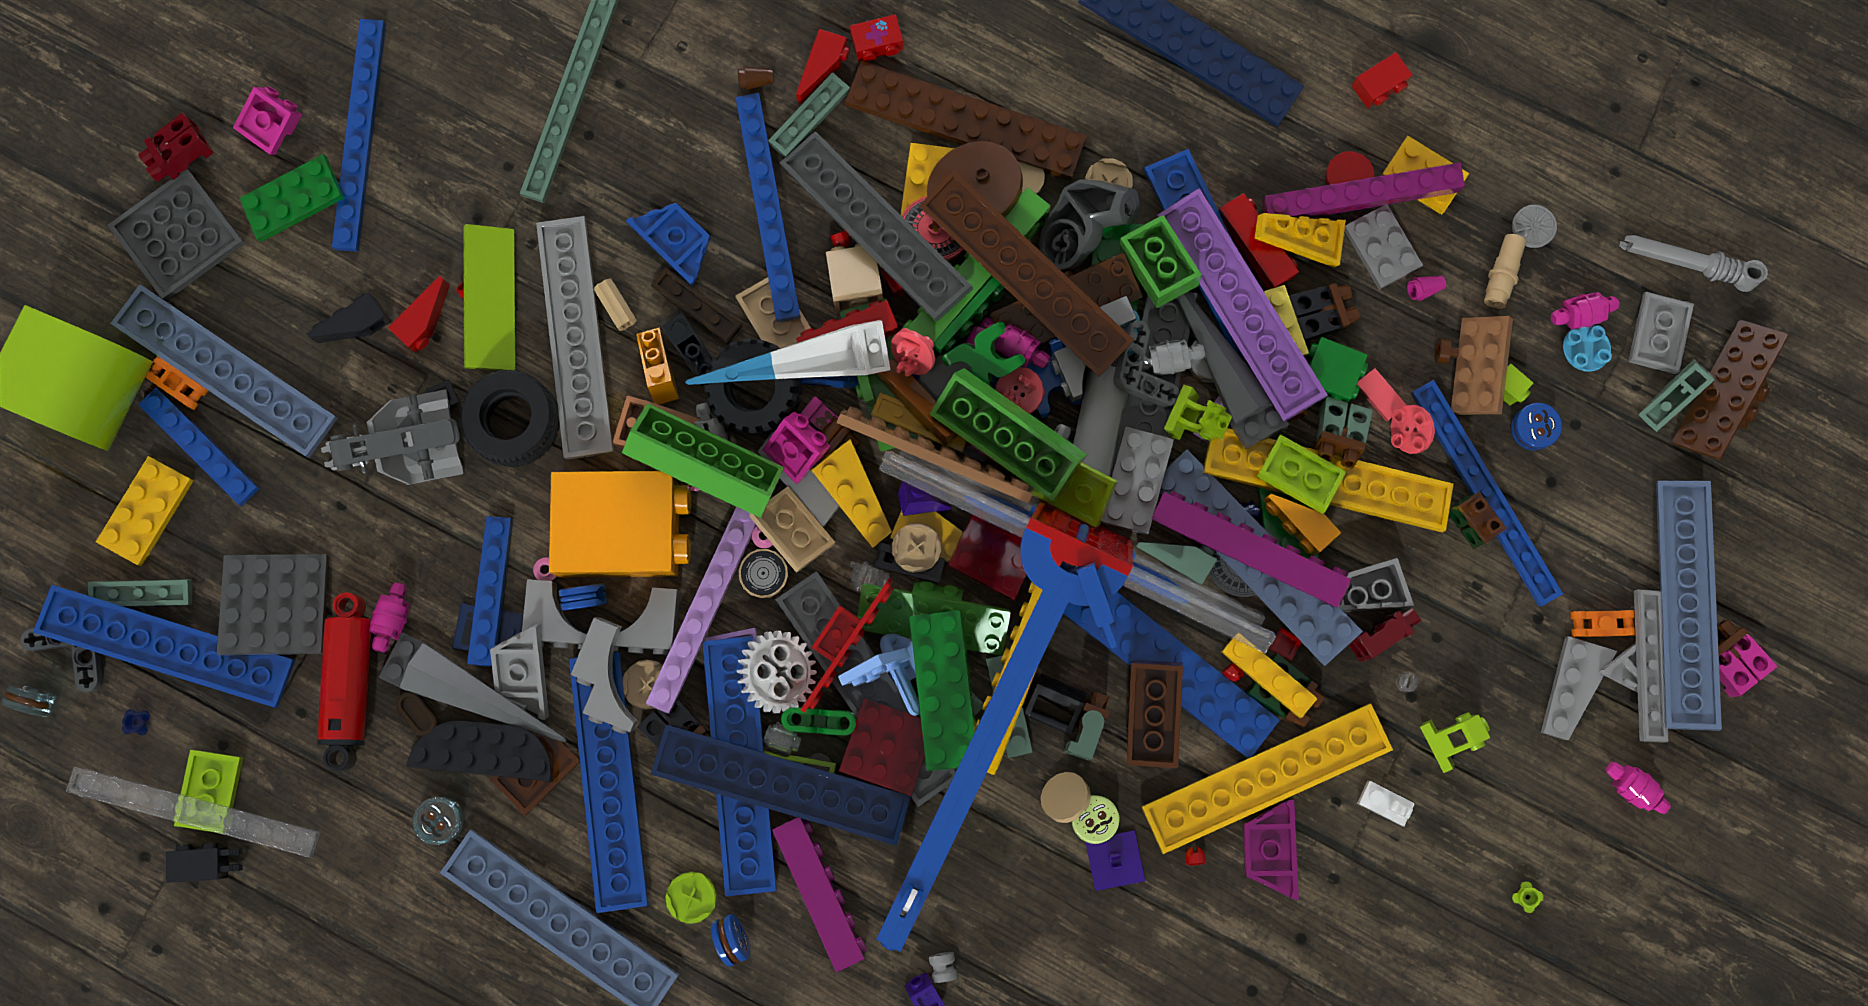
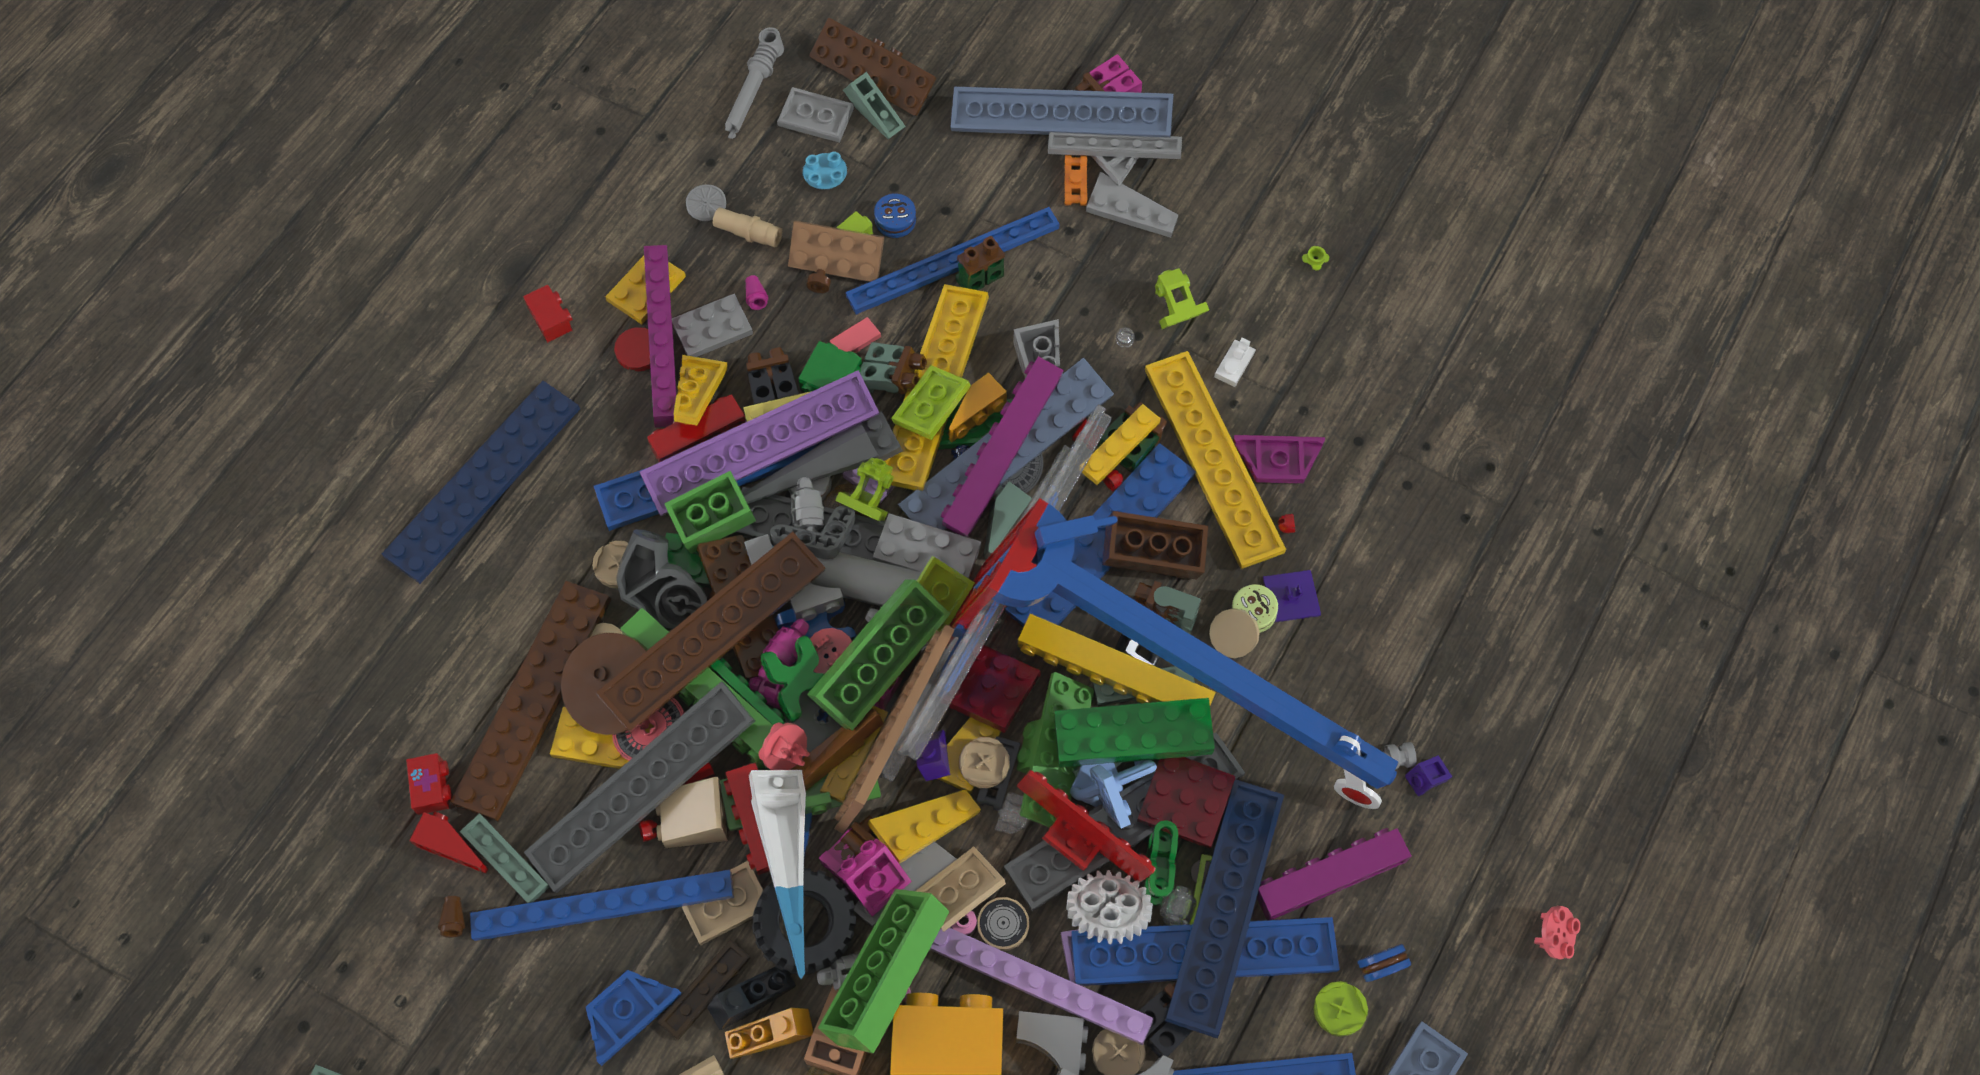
camera: 90 degrees left, 15 degrees down
(1384, 634) = (1082, 343): dark red hips -> none
(1411, 440) = (882, 307): coral plate -> none
(1585, 310) = (791, 167): dark pink piece -> none
(1638, 787) = (1220, 165): dark pink piece -> none

